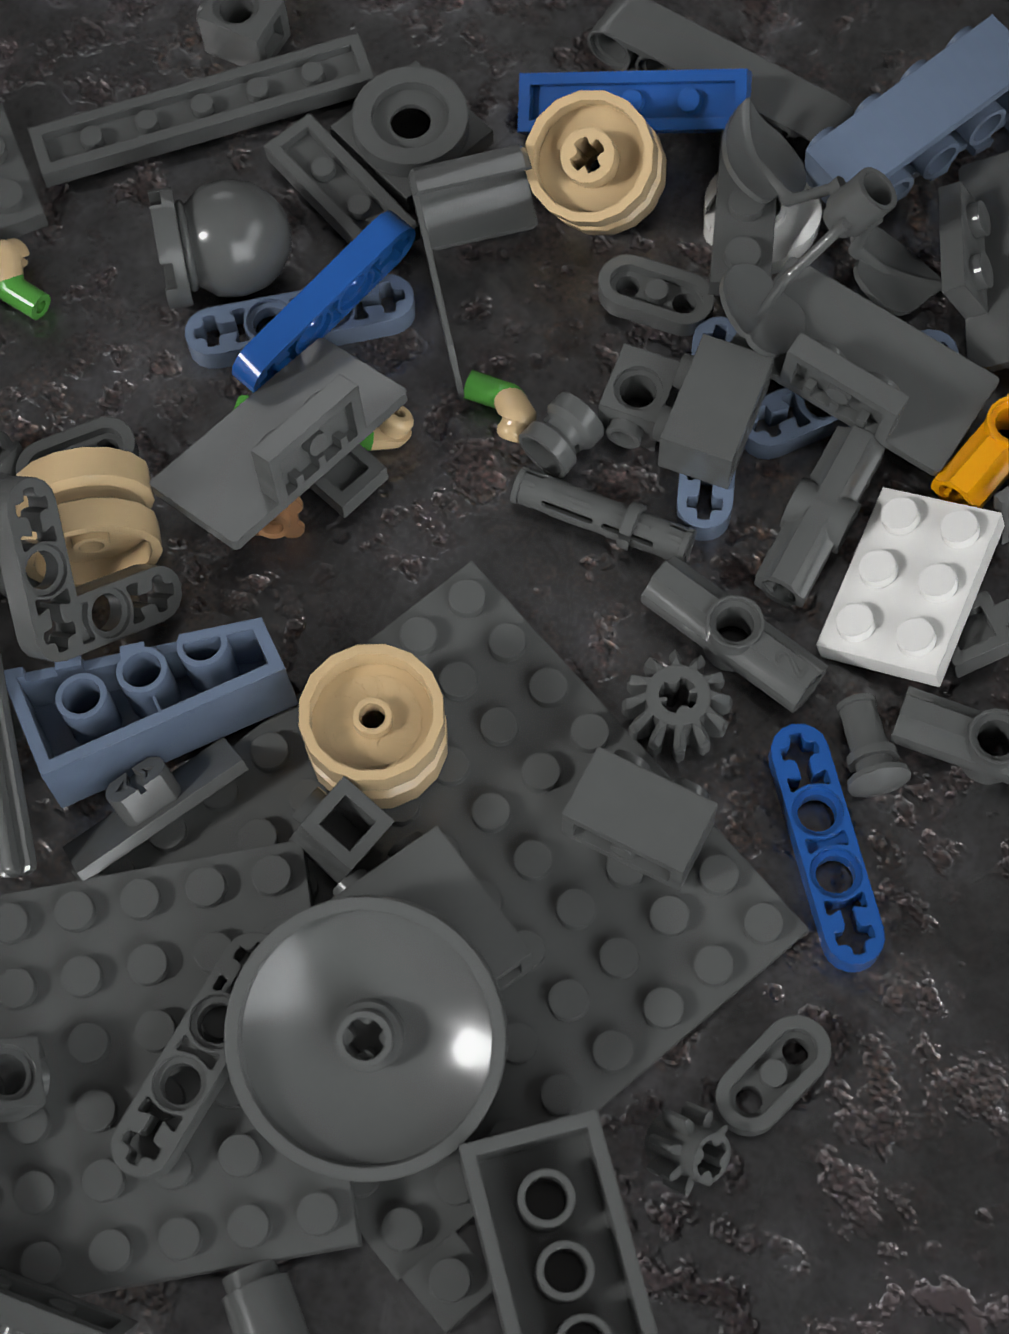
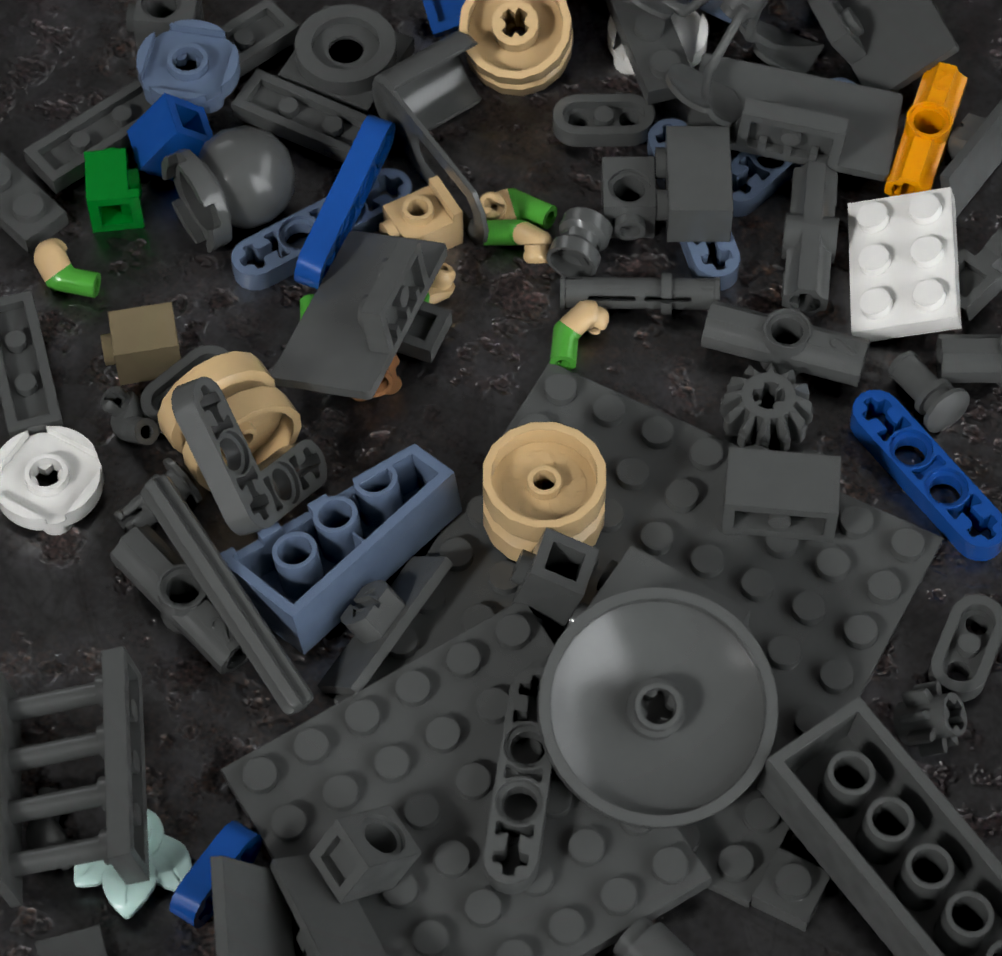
camera: 25 degrees left, 10 degrees down
(52, 390) = (141, 342): none -> dark tan brick
(98, 203) = (112, 191): none -> green brick
(180, 158) = (166, 129): none -> blue brick
(235, 118) = (189, 40): none -> sand blue plate
(405, 349) = (425, 215): none -> tan brick
(508, 530) = (566, 332): none -> arm
(516, 365) = (516, 204): none -> arm

